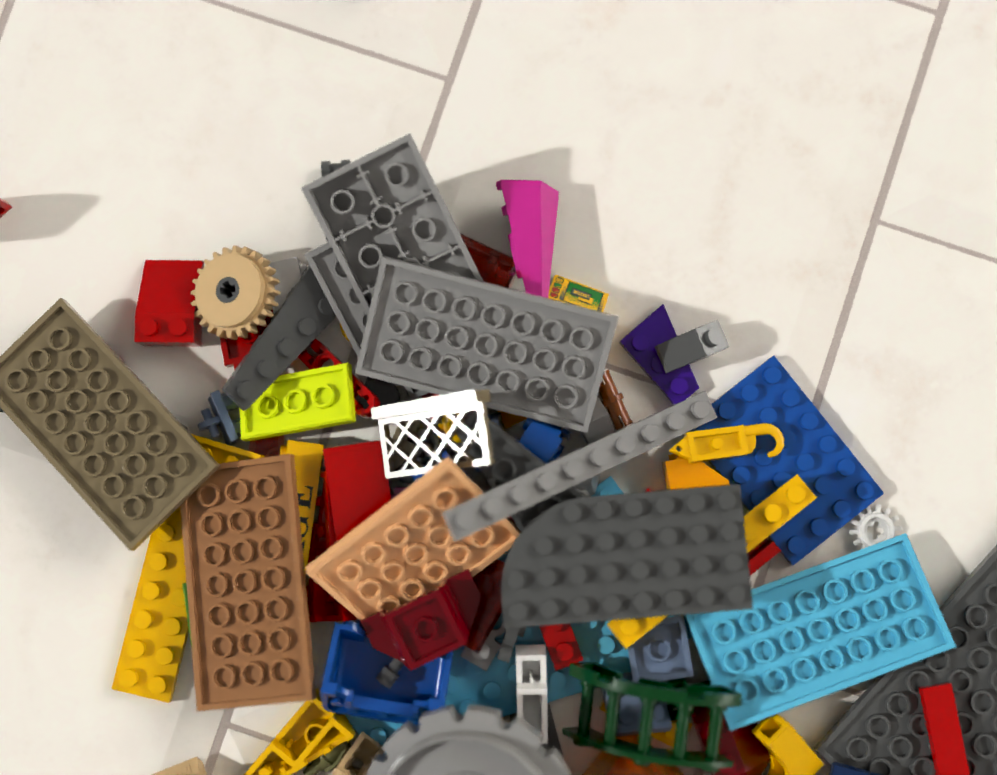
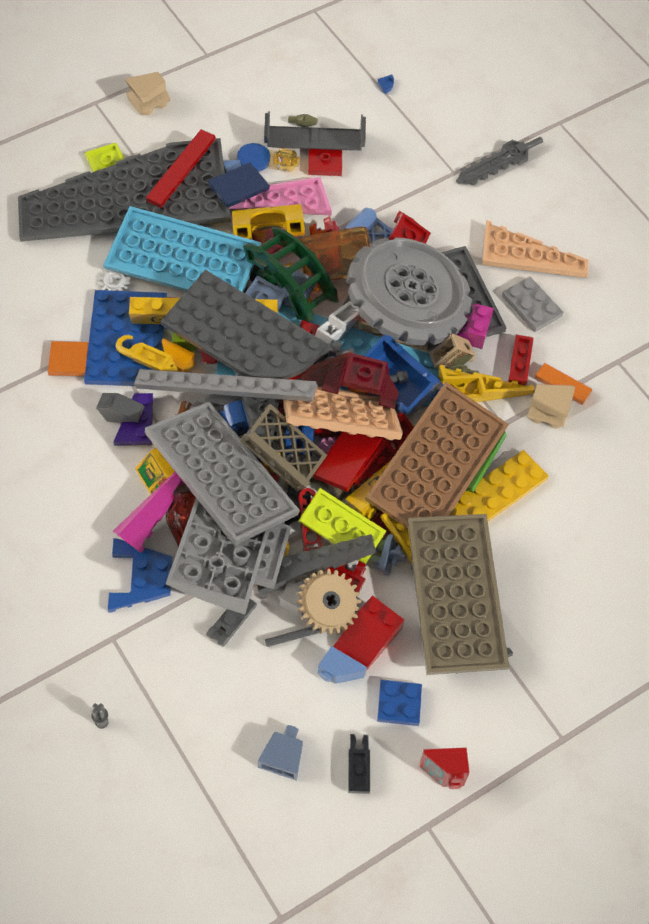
camera: 145 degrees left, 25 degrees down
(68, 147) = (359, 766): none -> black hinge
(80, 254) = (399, 702): none -> blue plate
(157, 94) = (282, 753): none -> sand blue torso
(171, 237) = (339, 667): none -> medium blue slope
(264, 225) = (290, 636): none -> dark grey bar
(469, 174) = (148, 577): none -> blue wing
(823, 371) = (67, 358): none -> orange tile

